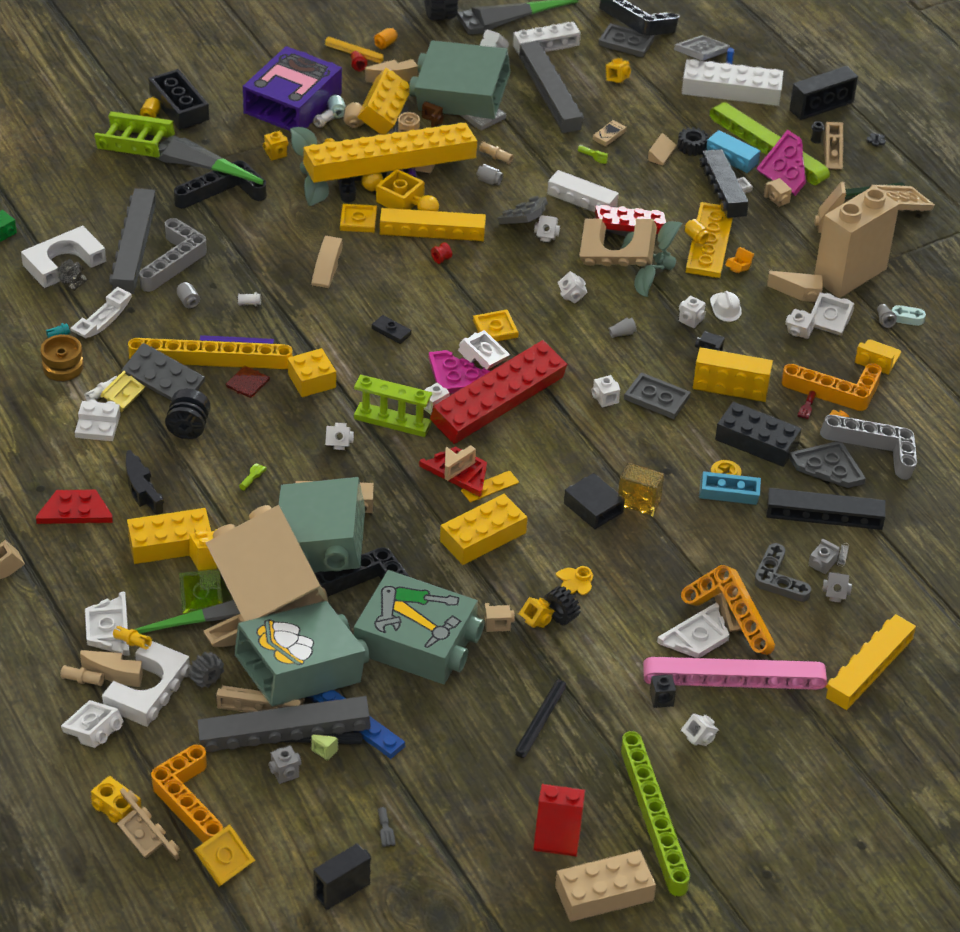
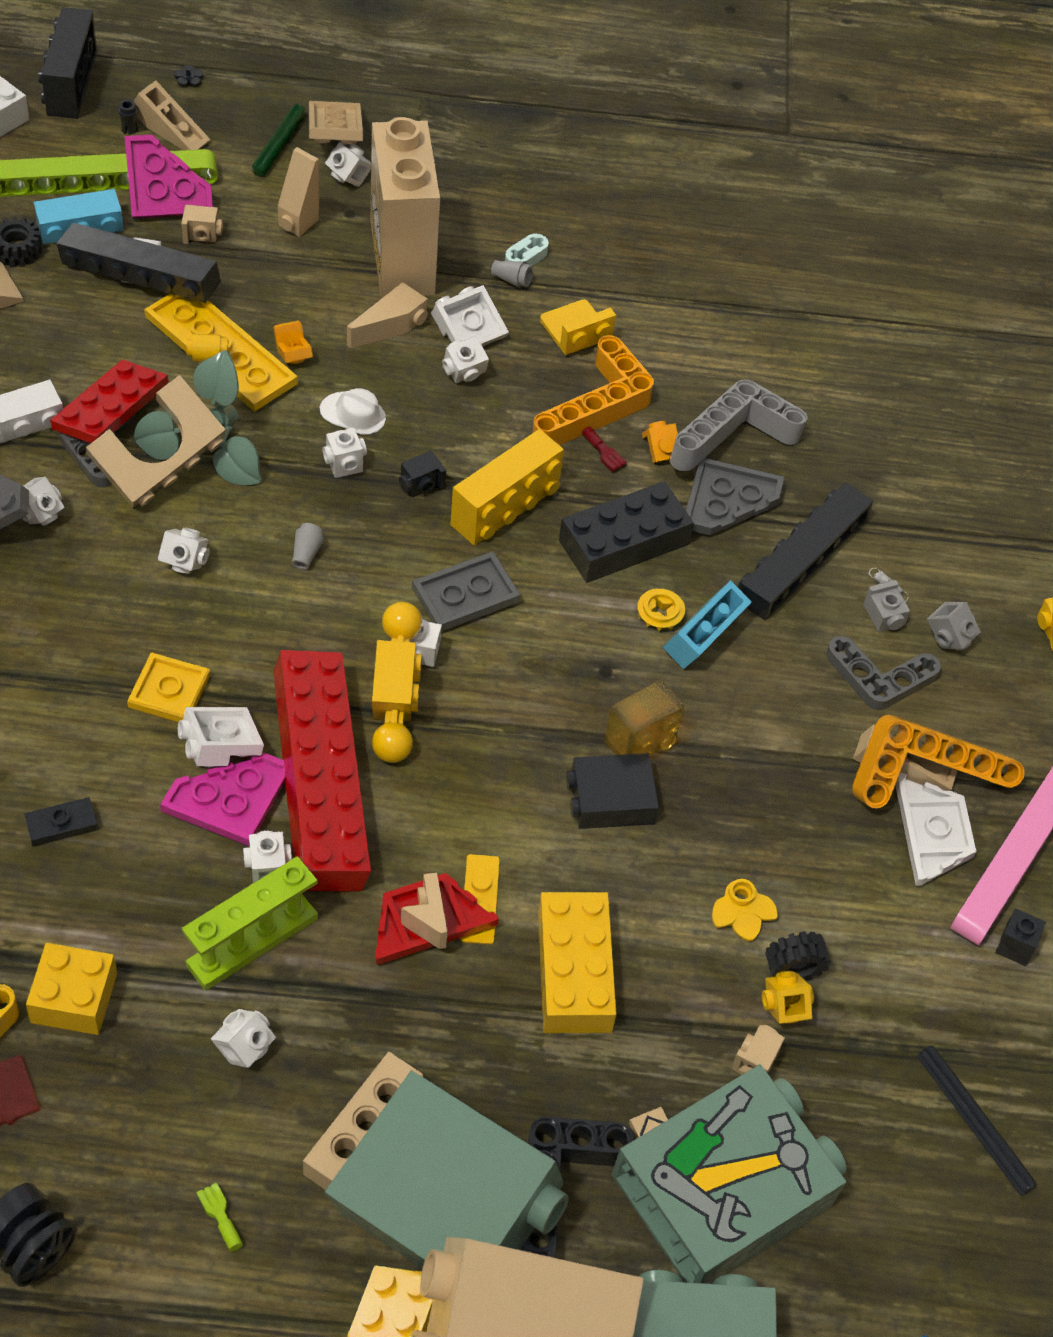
camera: 60 degrees left, 10 degrees up
(569, 388) = (394, 679): none -> yellow brick

